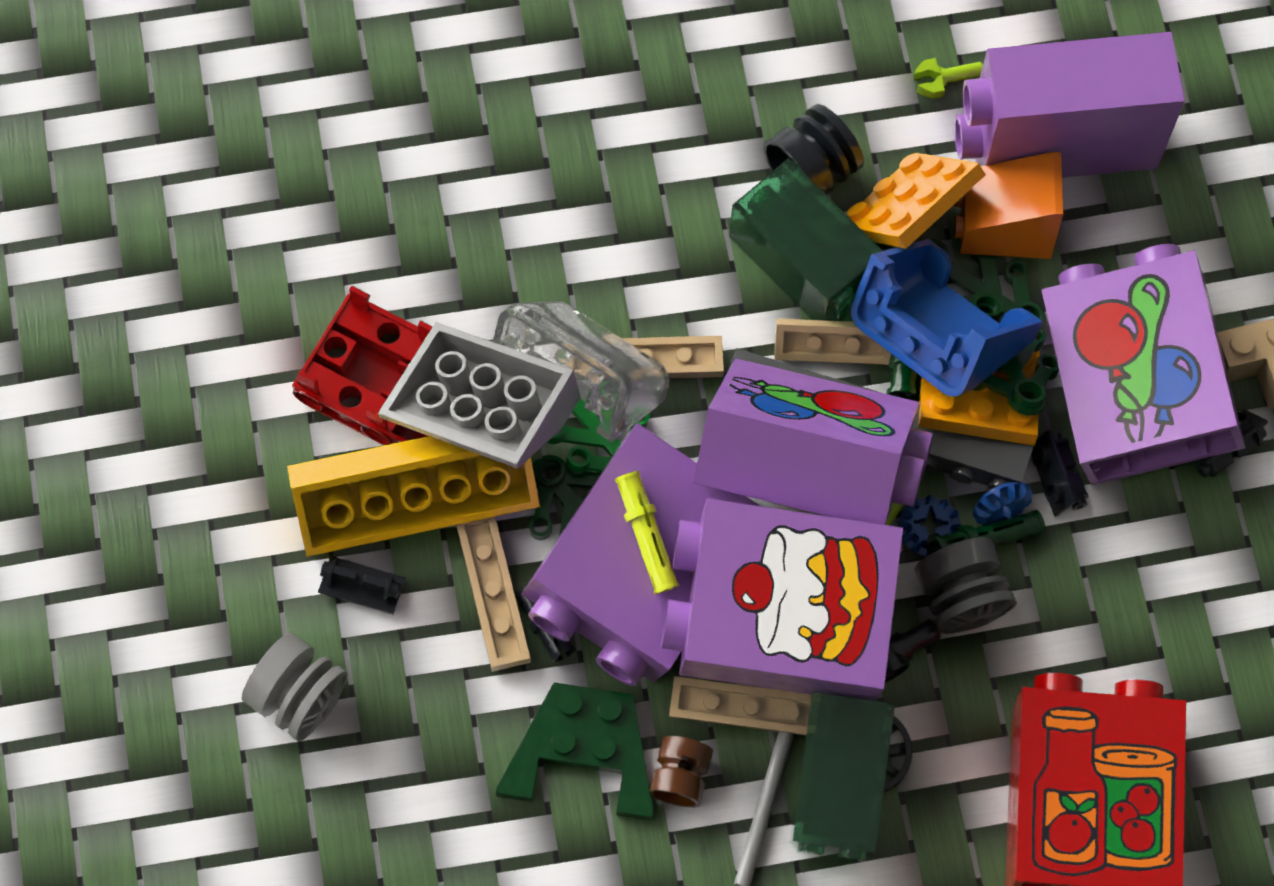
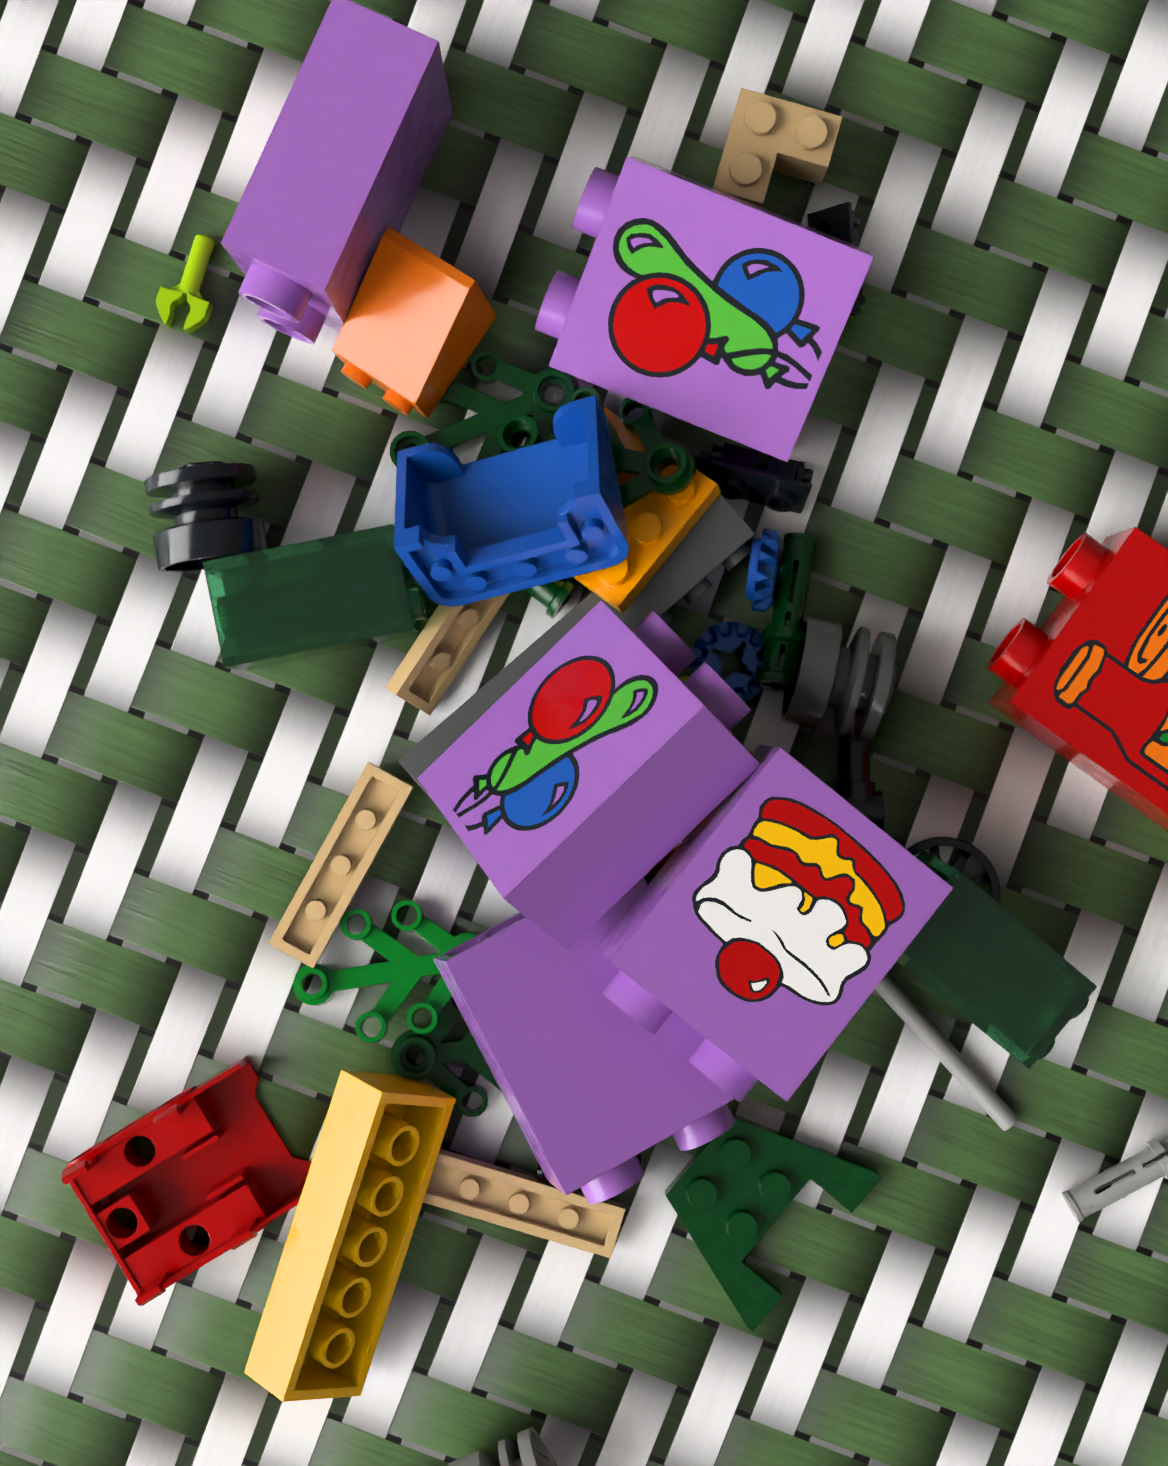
camera: 55 degrees left, 20 degrees up
(361, 584) = (423, 1342): black hinge -> none
(482, 396) = (302, 1121): light grey slope -> none
(618, 377) = (312, 954): clear windscreen -> none
(641, 516) = (566, 1028): neon yellow pin -> none
(679, 785) = (867, 1133): reddish brown wheel -> none
(914, 198) = (336, 440): light orange plate -> none

